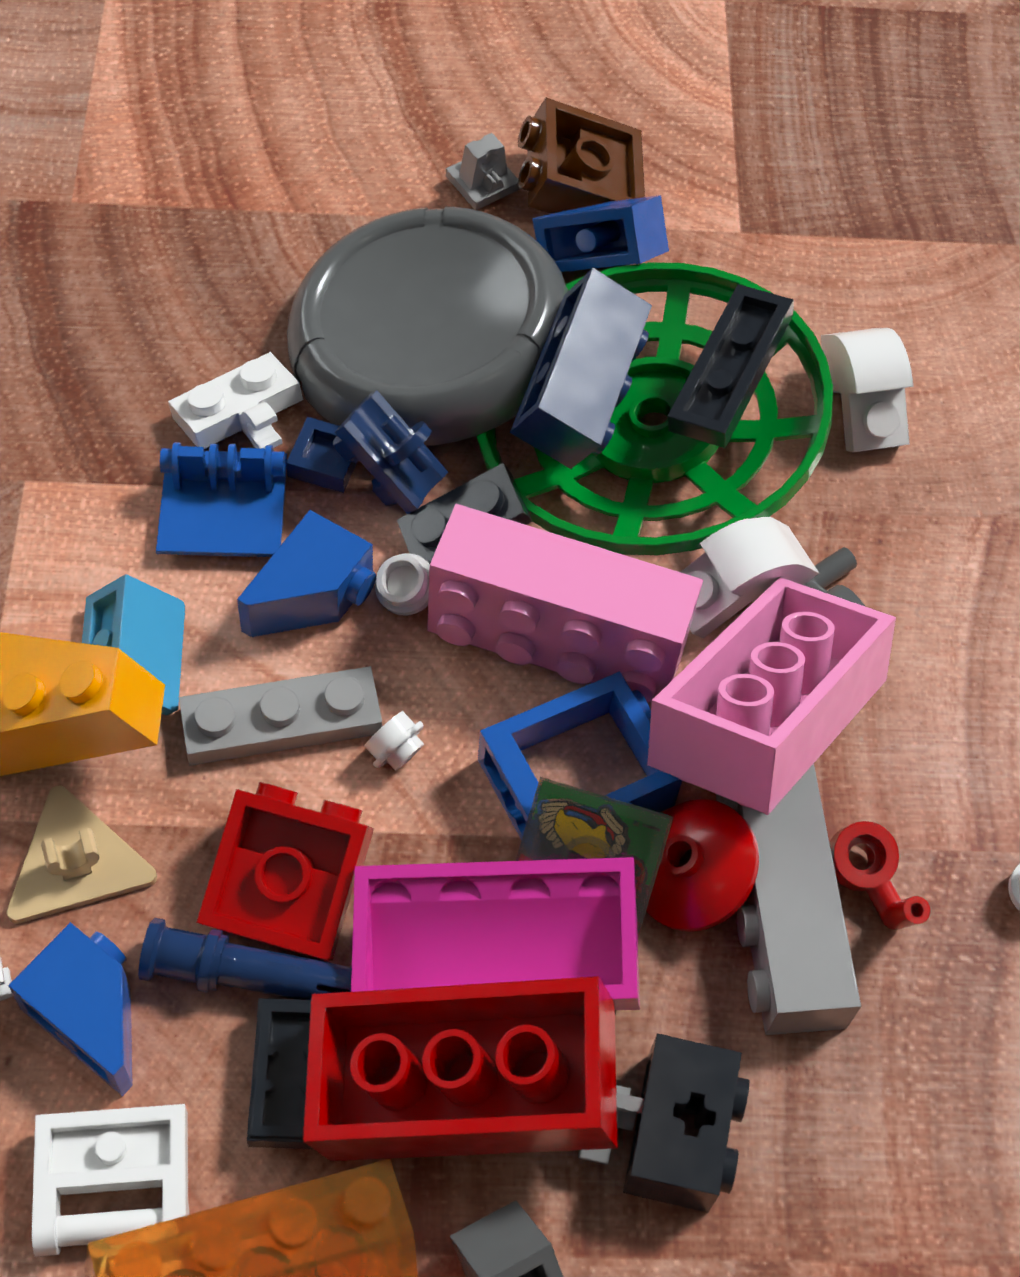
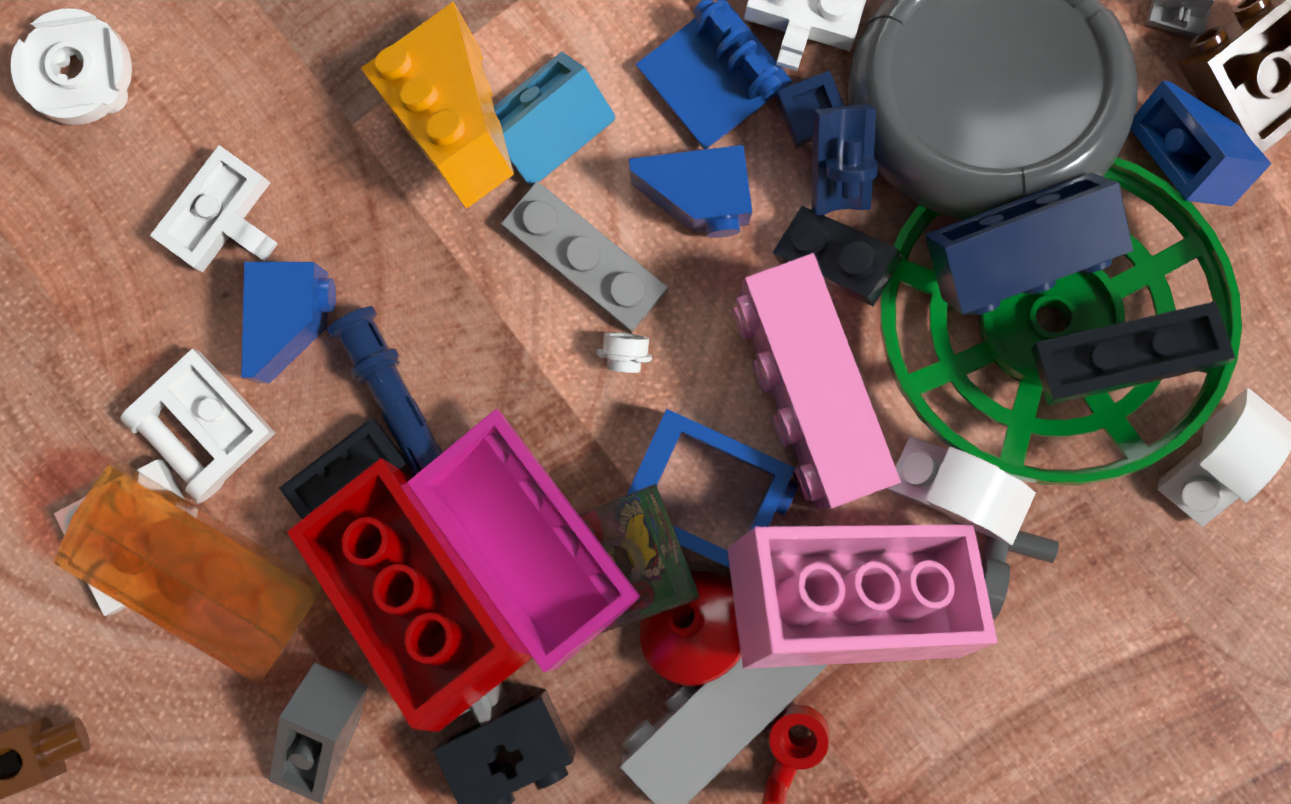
camera: 60 degrees right, 25 degrees up
(74, 862) = (378, 216): tan piece -> none
(285, 871) = (470, 360): red plate -> none
(403, 584) = (752, 253): white plate -> none

